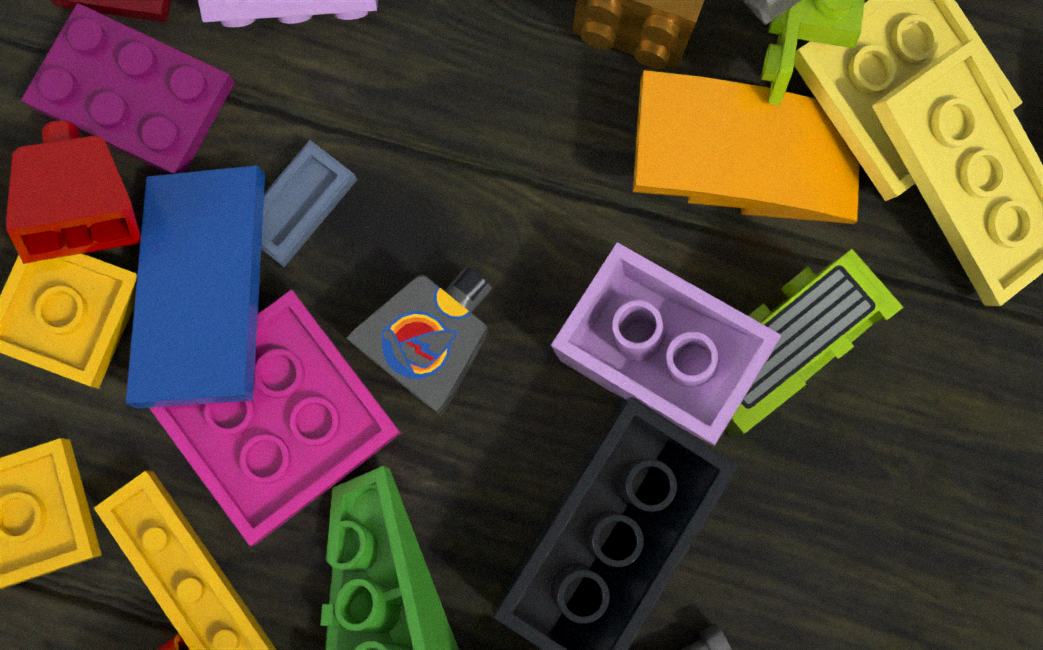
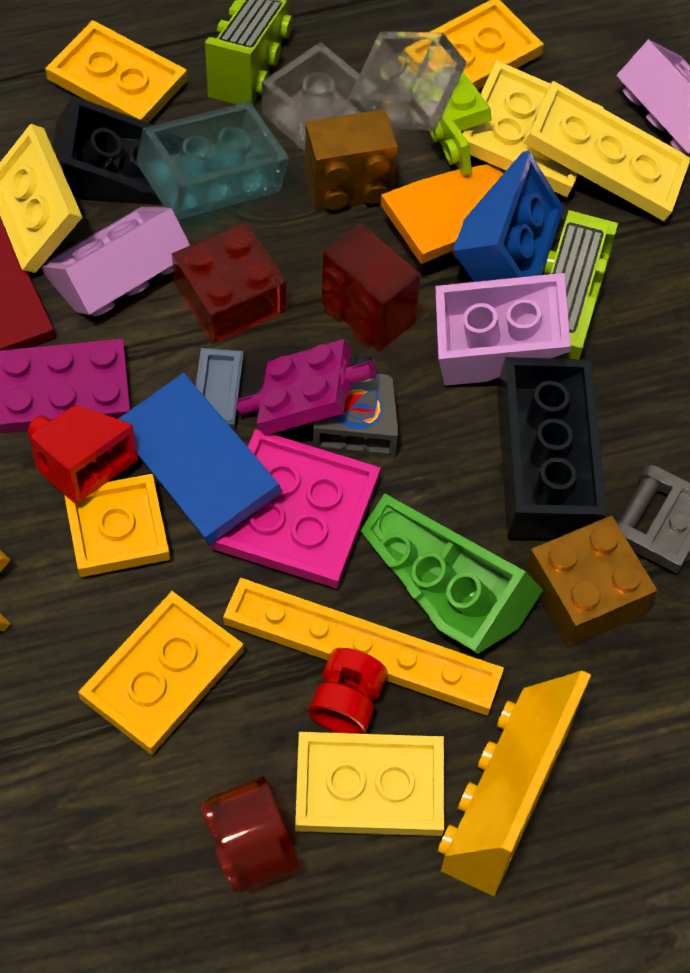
camera: 30 degrees left, 20 degrees down
(373, 281) = (305, 387): none -> magenta plate
(391, 73) = (229, 282): none -> clear red brick
(544, 187) = (369, 287): none -> clear red brick
(769, 219) = (511, 225): none -> blue slope

